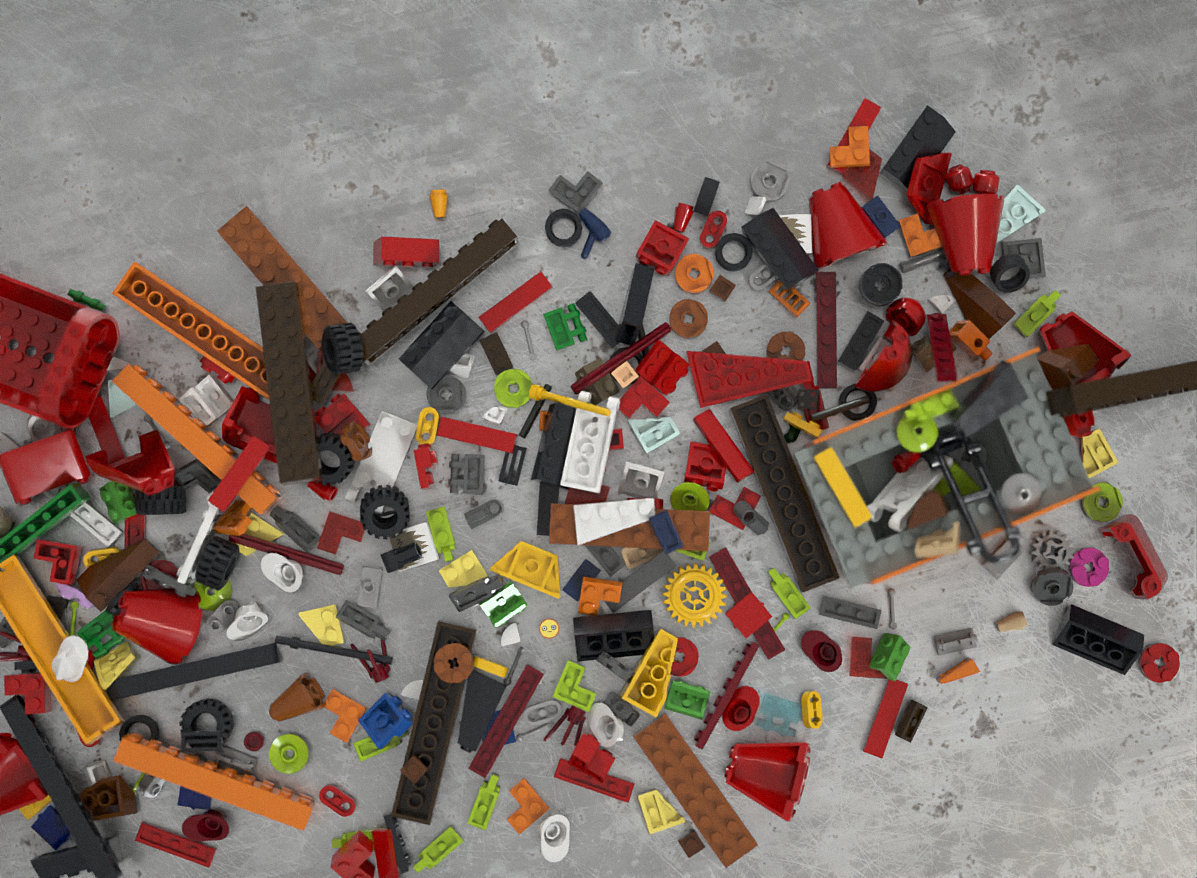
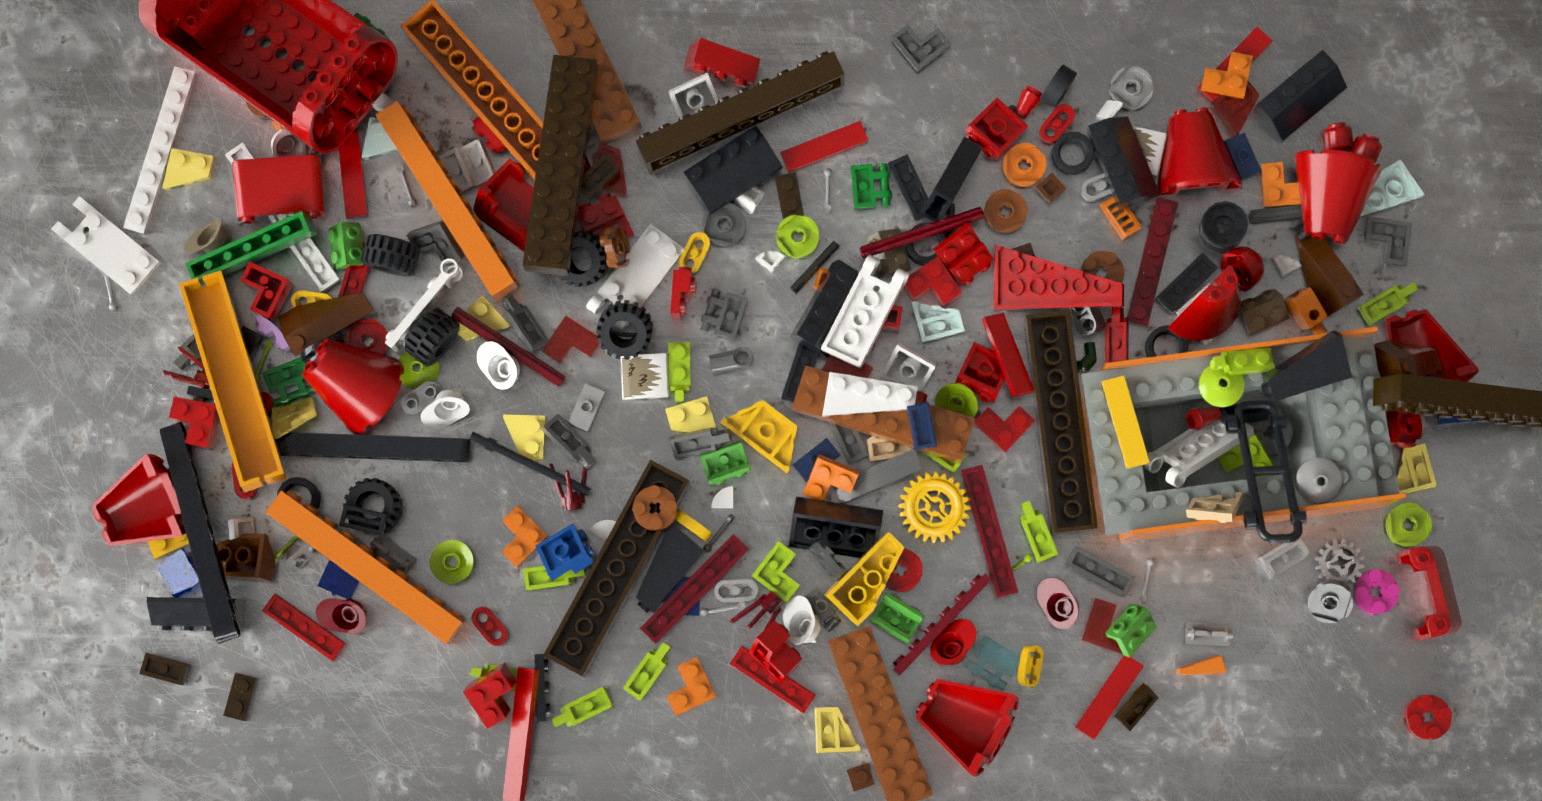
camera: 25 degrees right, 5 degrees down
(70, 659) = (249, 395): white piece -> none
(145, 471) = (386, 219): red cone -> none
(167, 580) = (372, 340): dark grey hinge -> none
(234, 519) = (463, 296): orange plate -> none
(239, 473) = (482, 246): red tile -> none
(253, 741) = (417, 539): dark red plate -> none
(298, 699) = (477, 505): dark orange cone -> none
(325, 492) = (568, 293): red cone -> none
(342, 348) = (627, 143): black tyre -> none
(399, 557) = (622, 382): black piece -> none
(414, 769) = (581, 611): reddish brown plate -> none
(439, 202) = (770, 21): light orange cone -> none
(477, 434) = (745, 275): red tile -> none
(508, 480) = (783, 300): black tile -> none
(538, 393) = (823, 248): yellow piece -> none
(549, 628) = (767, 502): light yellow tile -> none
(554, 837) = (713, 728): white piece -> none
(563, 213) = (896, 97): black tyre -> none
(597, 229) = (932, 92): dark blue piece -> none
(624, 374) = (921, 250): light nougat plate -> none
(748, 615) = (988, 543): red piece -> none
(750, 517) = (1018, 439): dark grey piece -> none
(796, 421) = (1093, 348): yellow plate -> none
(808, 398) = (1113, 328): tile -> none
(840, 408) = (1144, 347): pearl dark grey bar -> none
(927, 182) = (1302, 132): red wing -> none
(929, 508) = (1212, 469): reddish brown wedge -> none
(941, 348) = (1271, 306): dark red plate -> none
(1013, 622) = (1276, 629): tan cone -> none
(1014, 283) = (1373, 263): black tyre -> none
(1098, 639) = (1366, 673): black slope -> none

